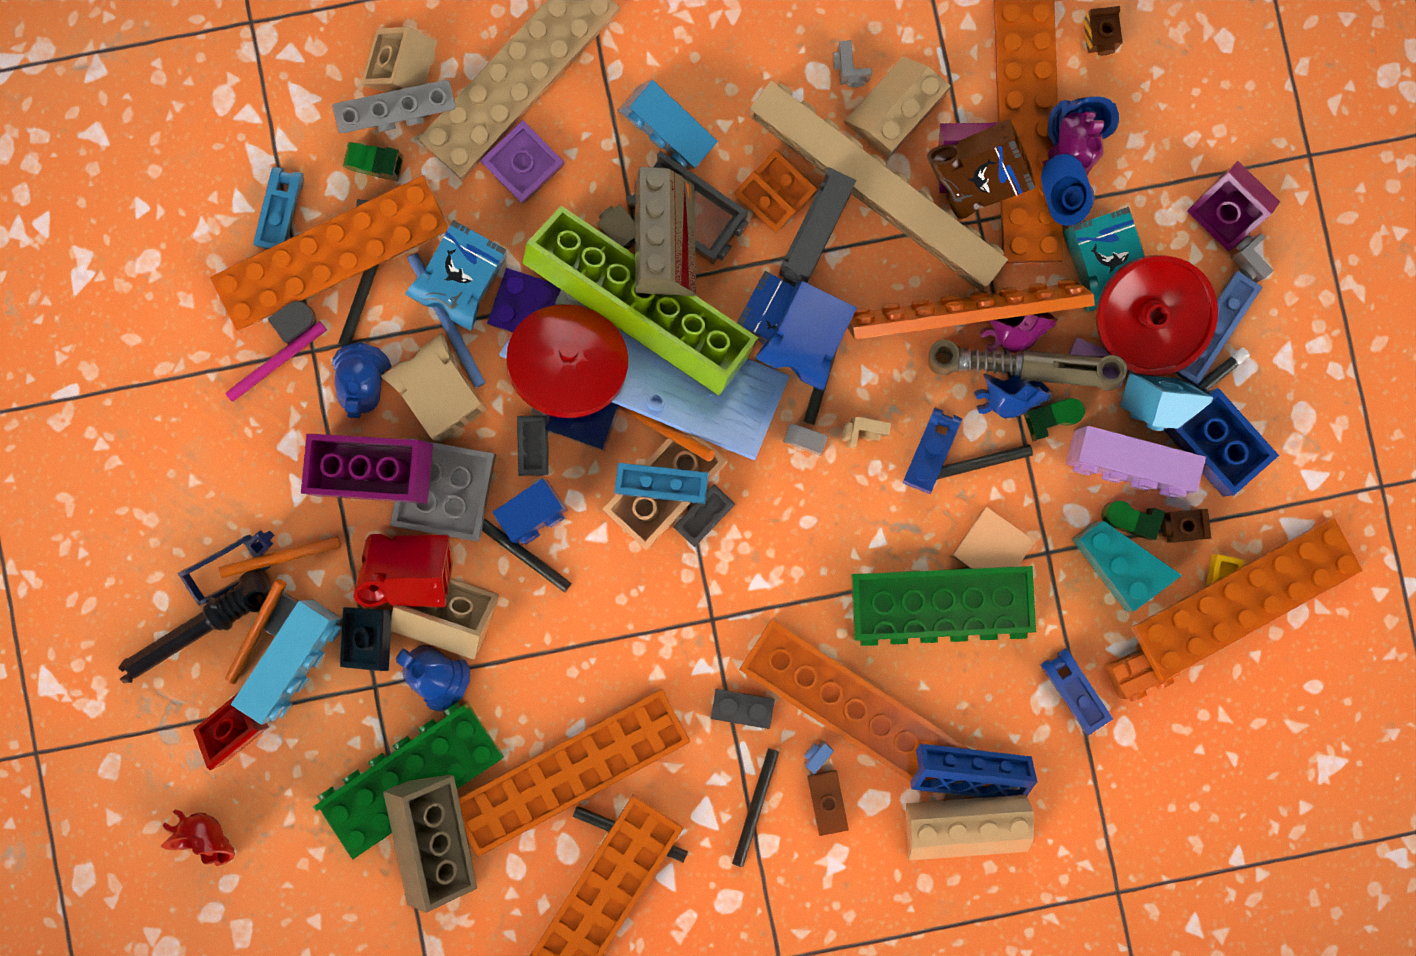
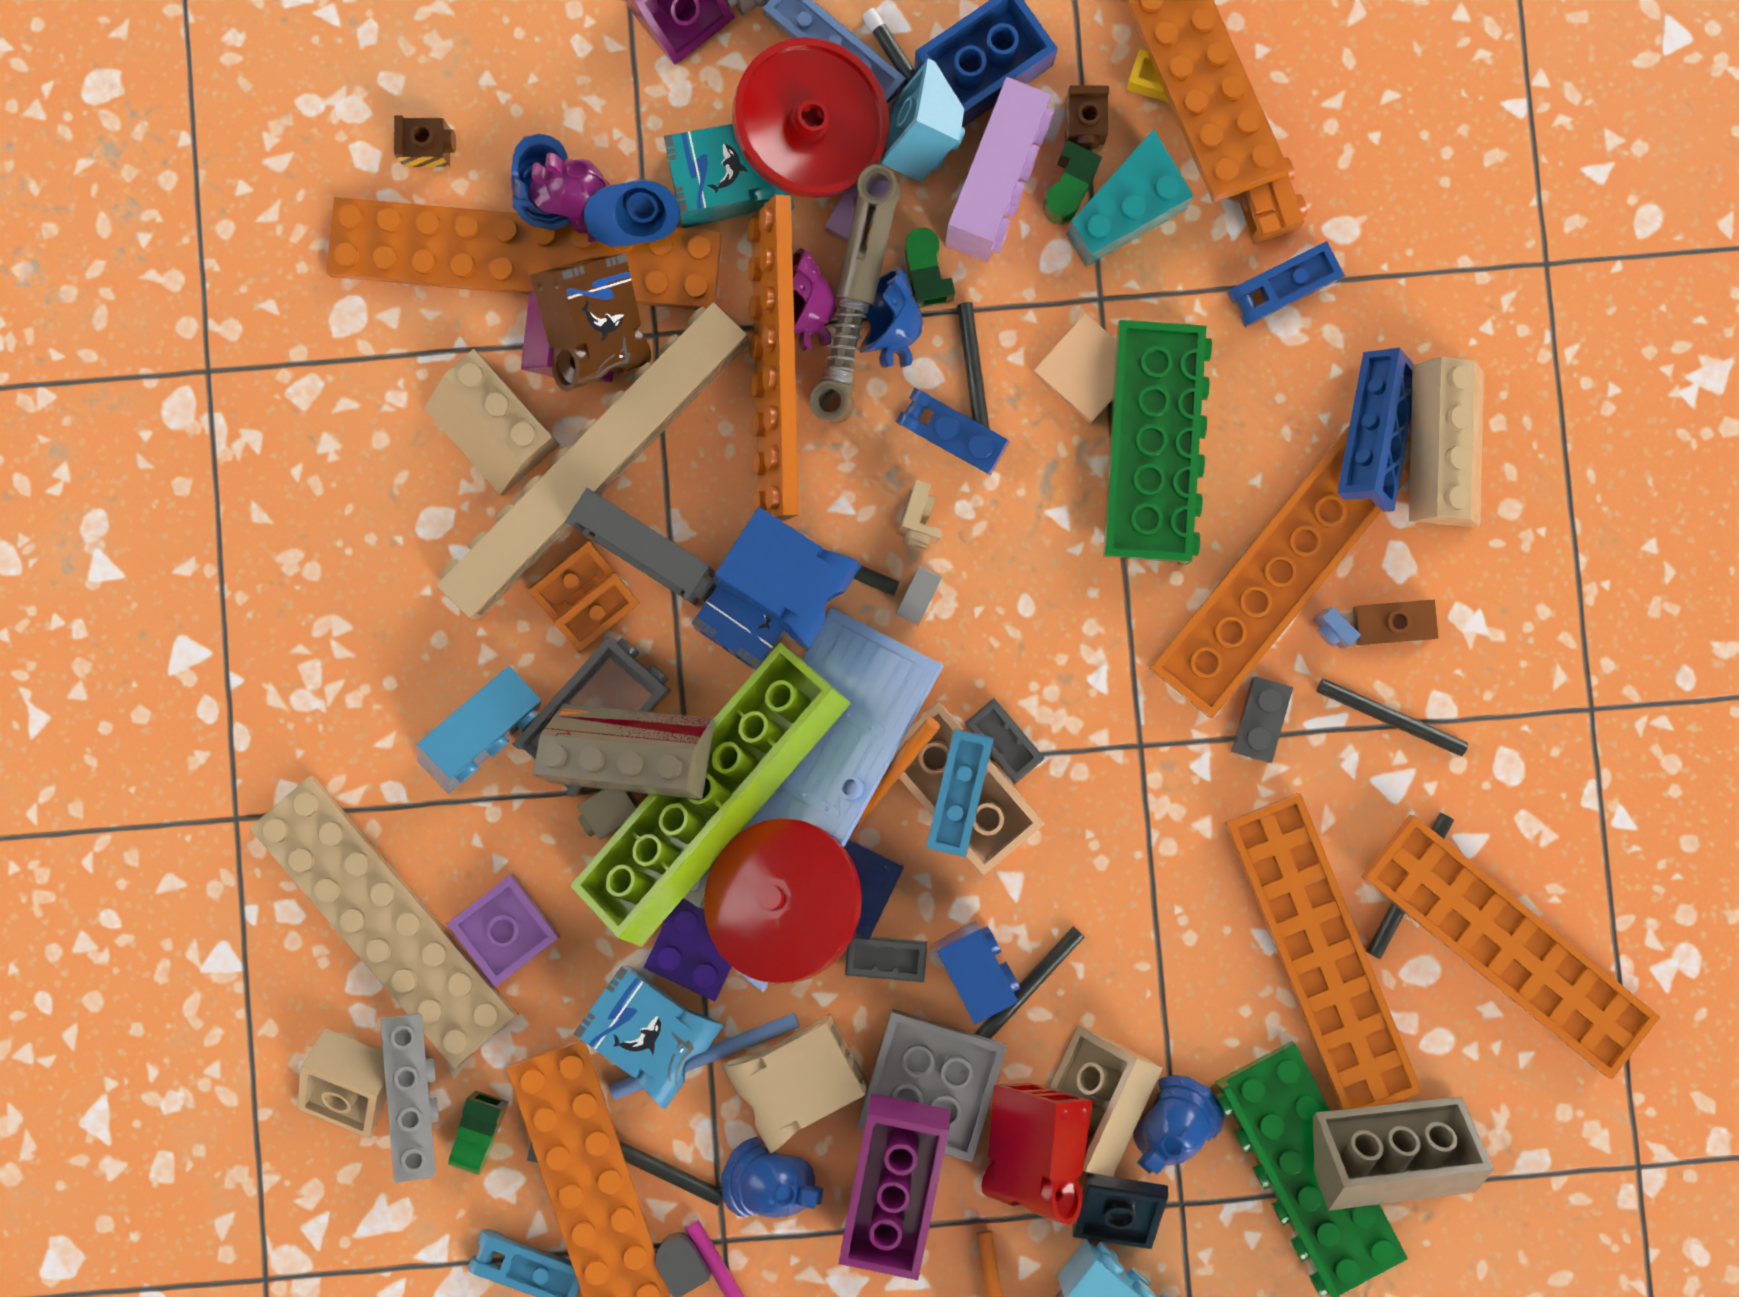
camera: 80 degrees left, 0 degrees up
(844, 62) = (421, 486): light grey bracket -> none

